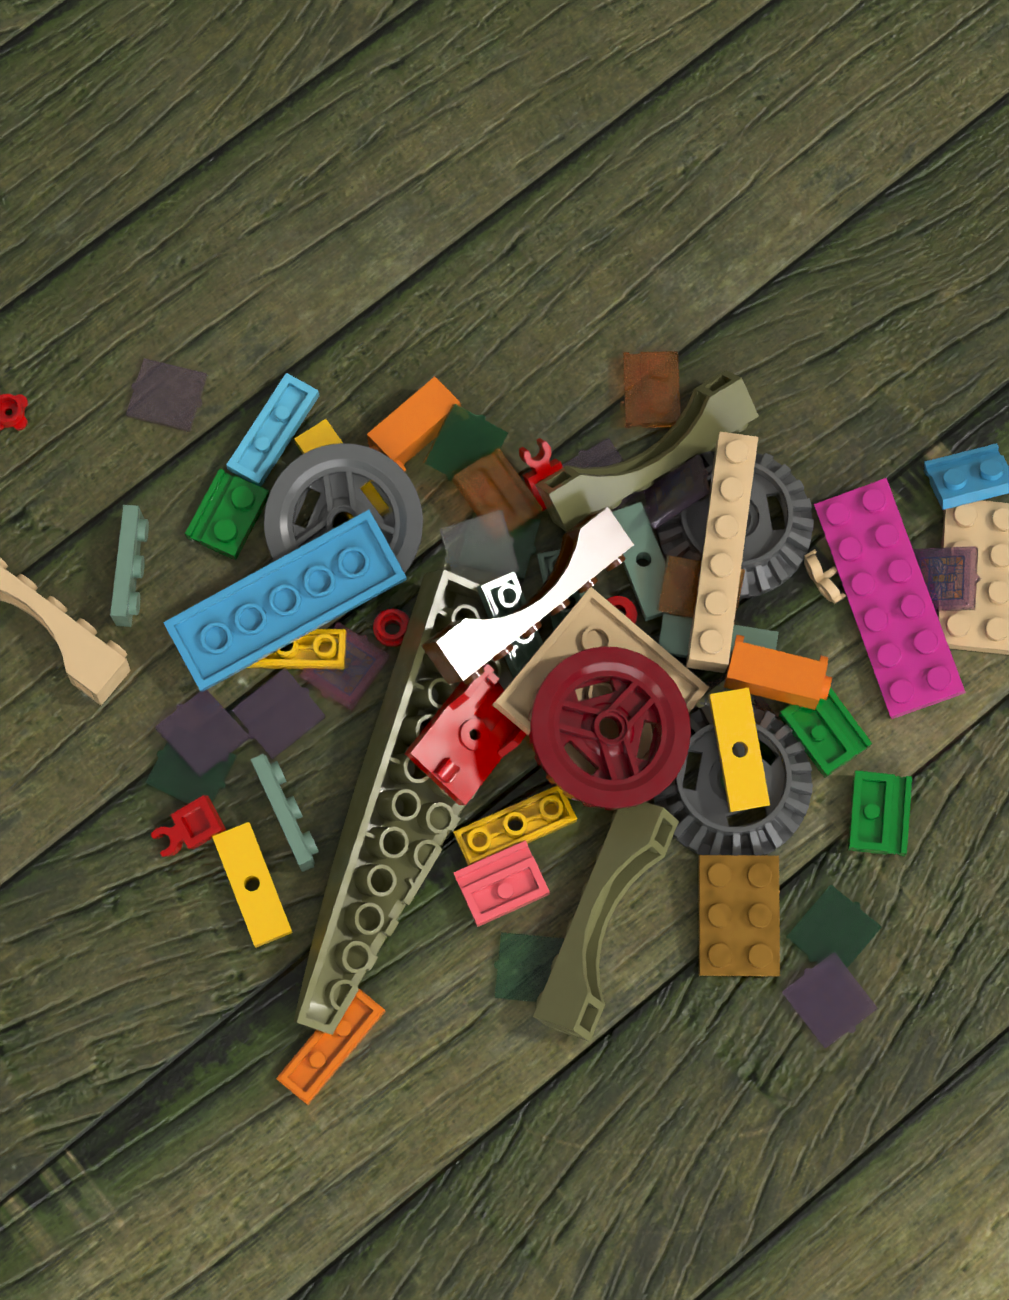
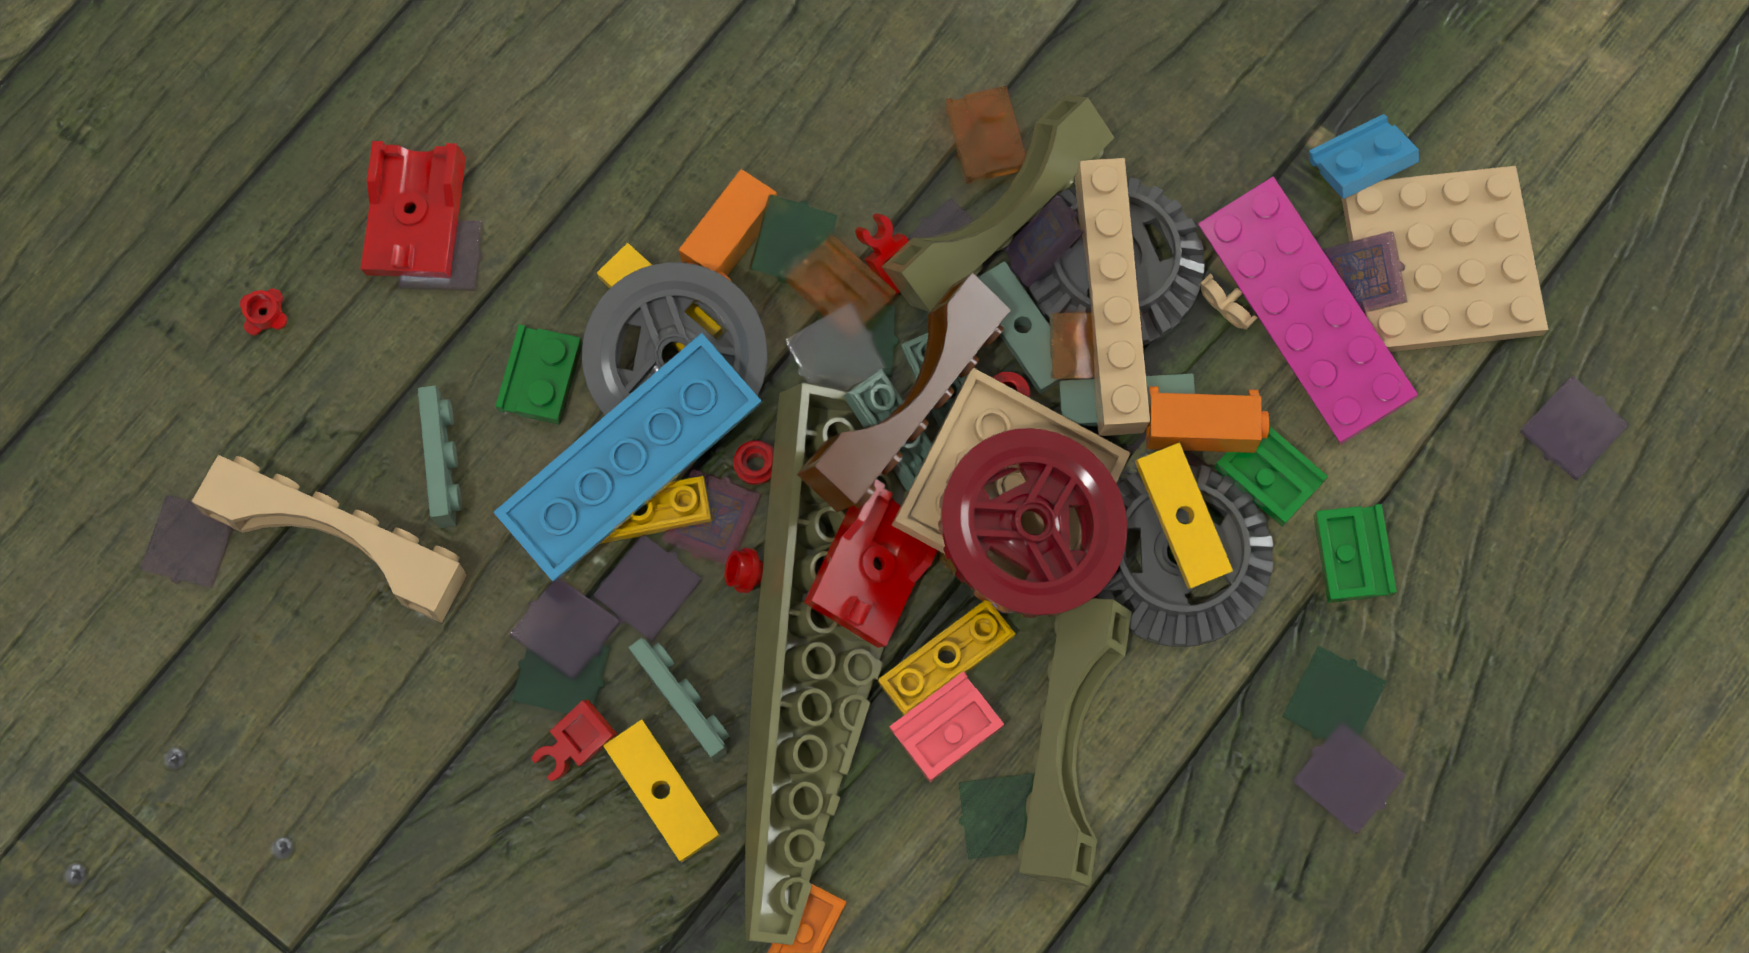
camera: 10 degrees left, 0 degrees up
(154, 379) = (416, 241): none -> red piece
(273, 430) = (570, 268): medium azure plate -> none
(361, 716) = (743, 570): none -> red plate
(738, 915) = (1224, 704): pearl gold plate -> none

